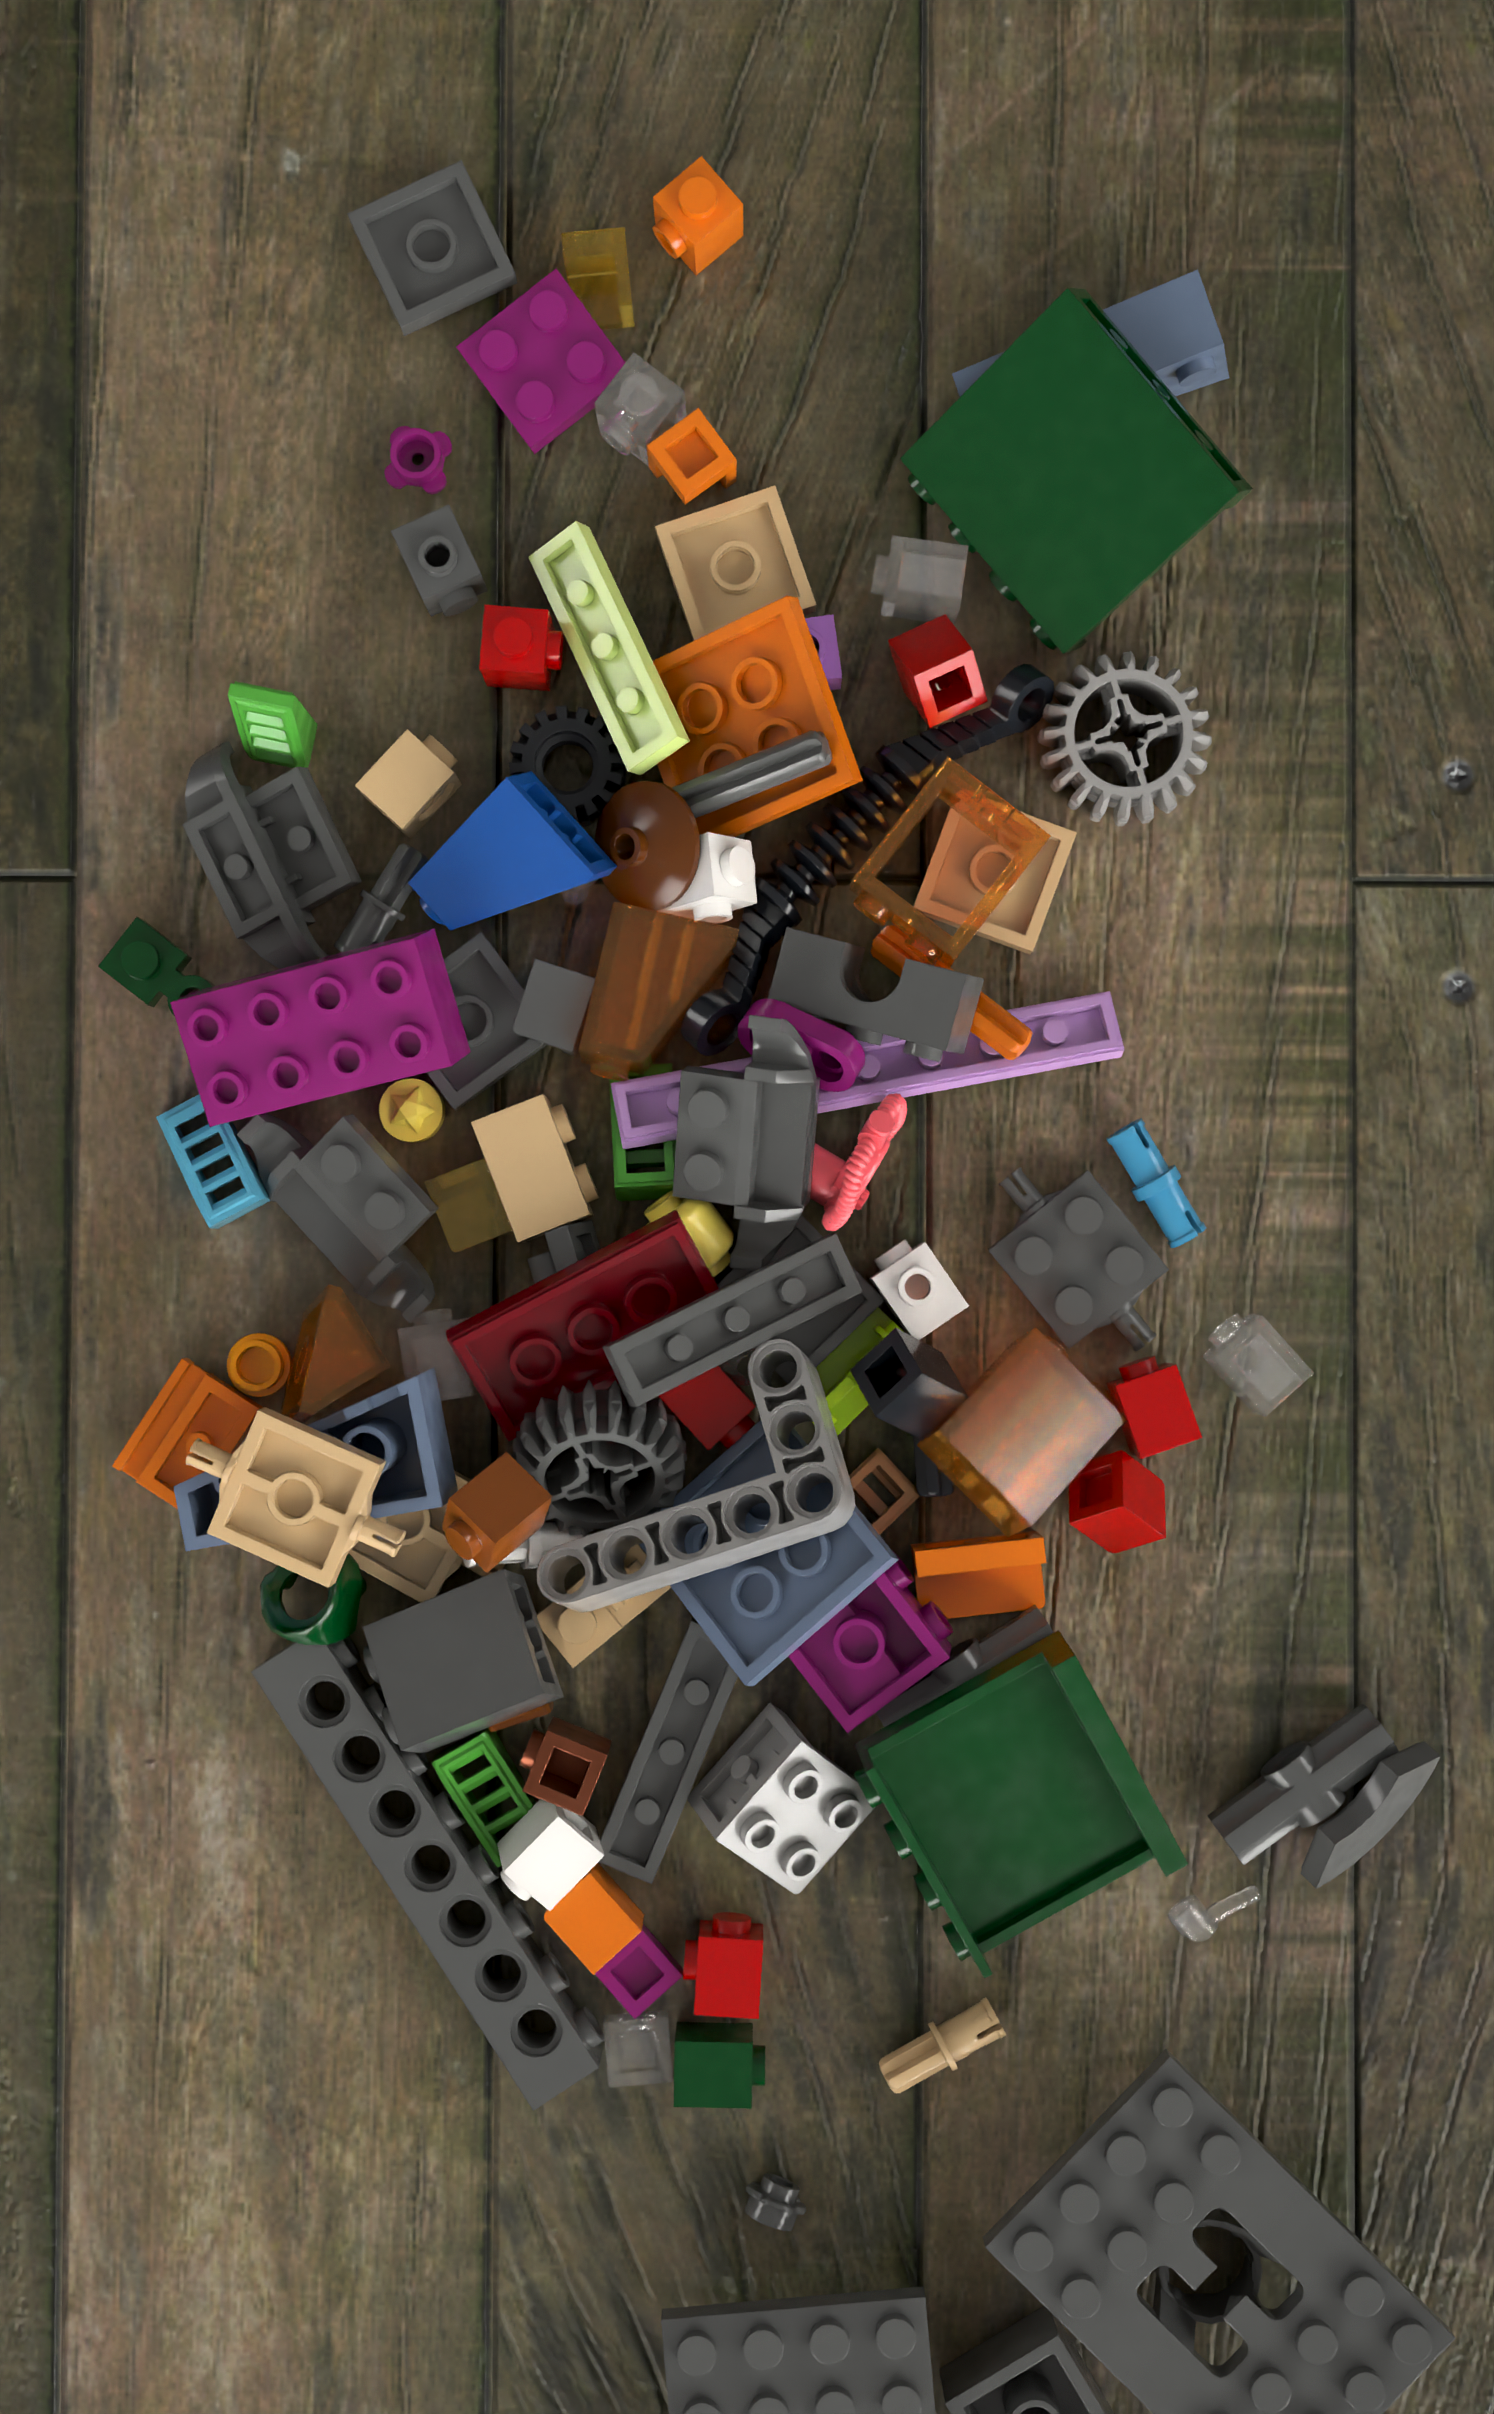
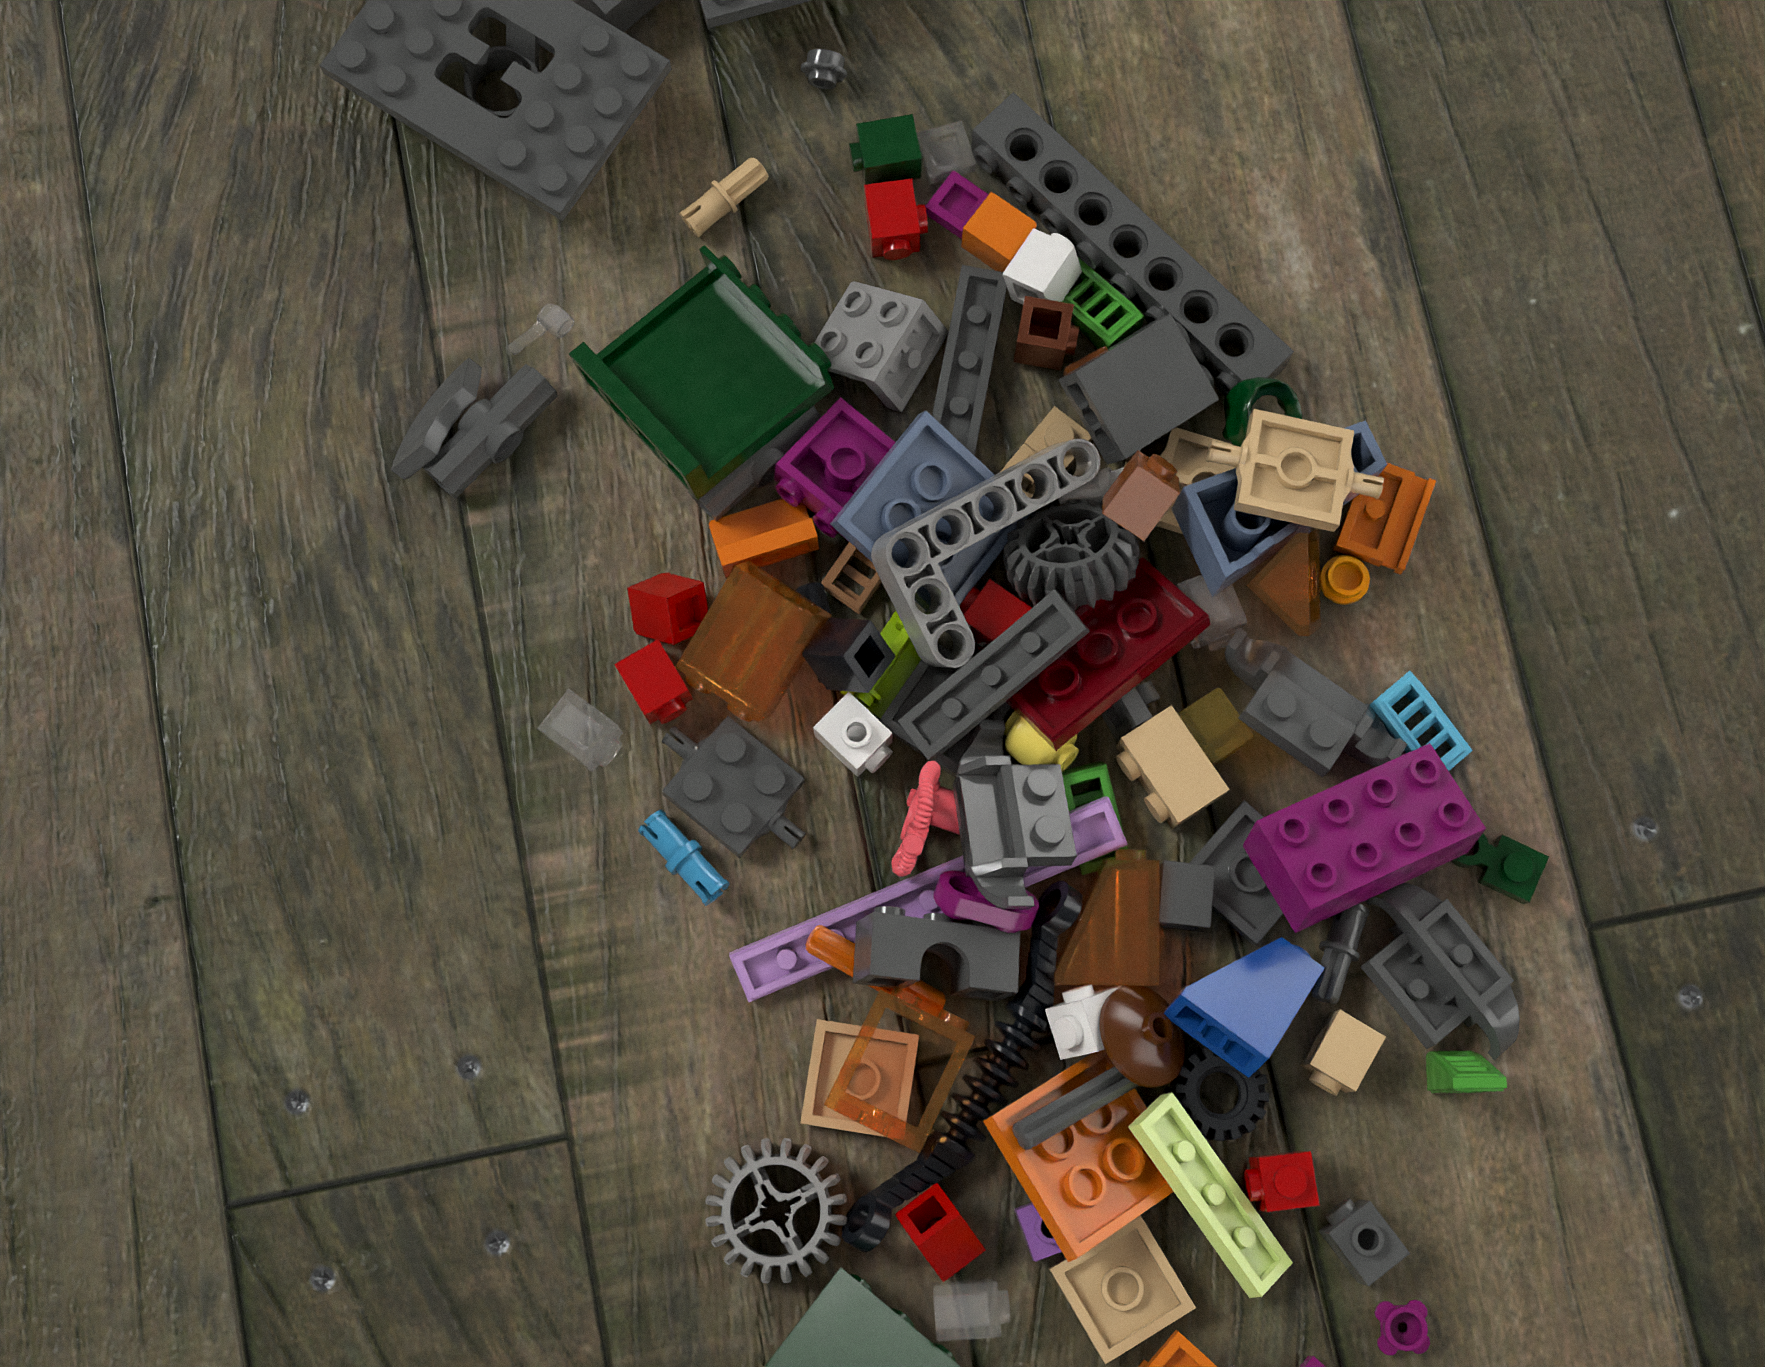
camera: 165 degrees right, 10 degrees down
(412, 1110) = (1275, 792): light yellow tile -> none

